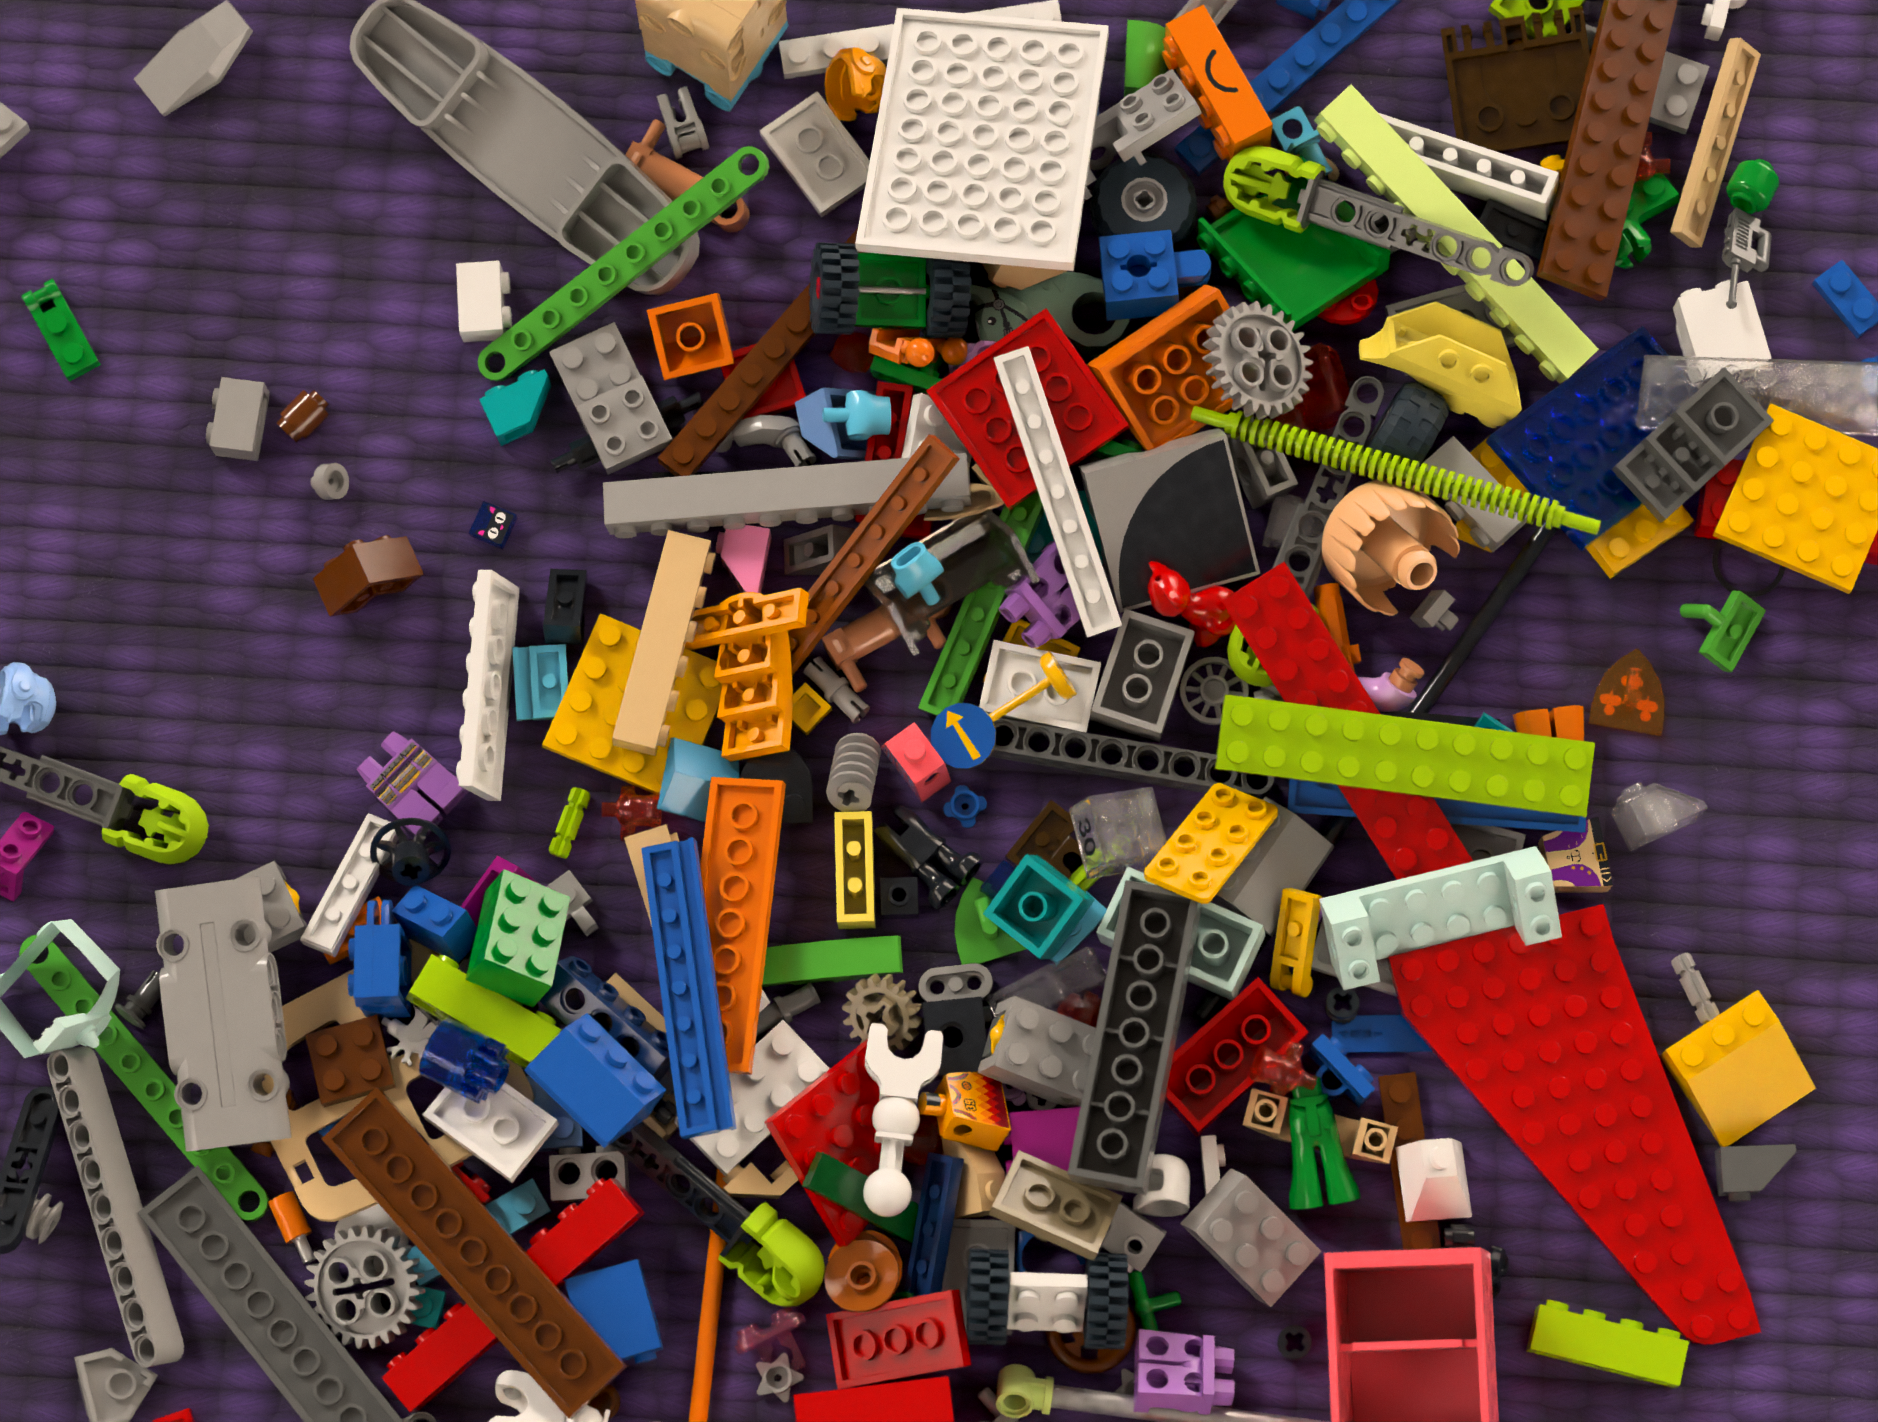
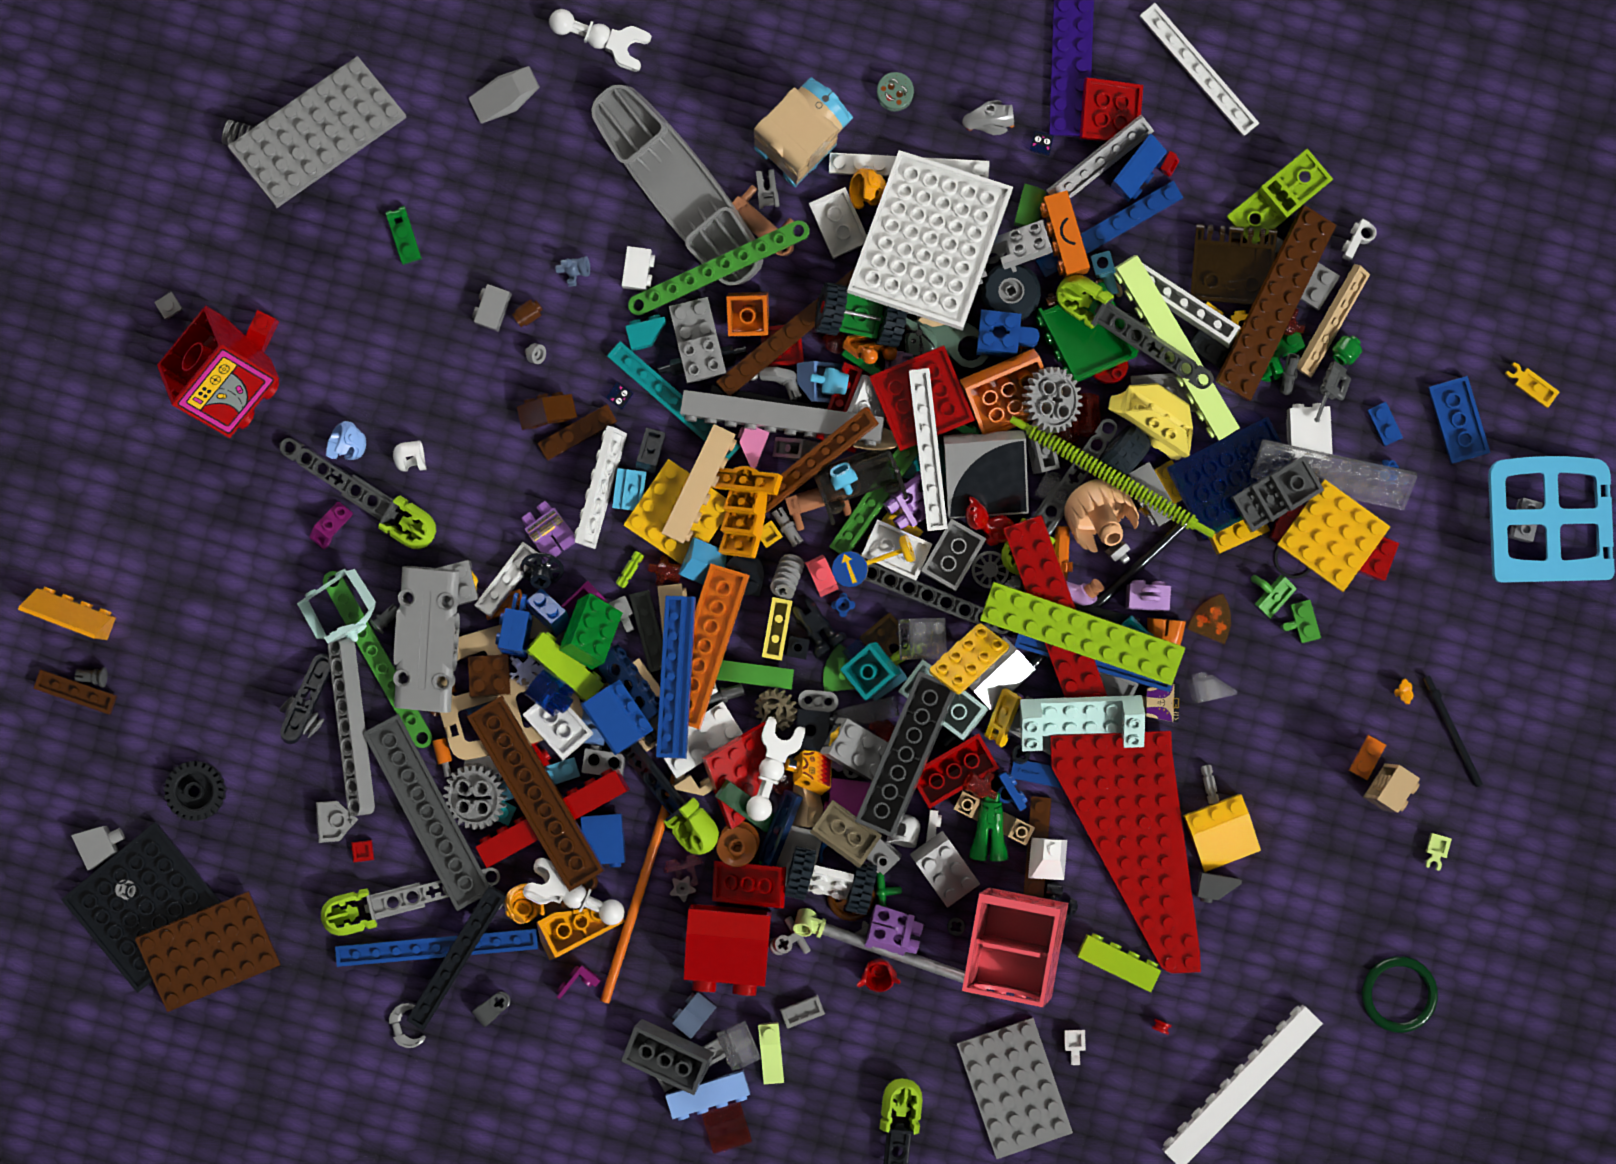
camera: 10 degrees right, 10 degrees up
(133, 693) = (408, 449): none -> white helmet
(370, 323) = (573, 268): none -> sand blue piece
(427, 604) = (577, 432): none -> reddish brown plate
(562, 499) = (659, 389): none -> teal plate
(623, 920) = (648, 629): none -> pearl dark grey plate
(1506, 675) = (1148, 597): none -> lavender brick
(1663, 244) = (1289, 374): none -> dark grey pin
(1792, 666) = (1303, 621): none -> bright green plate

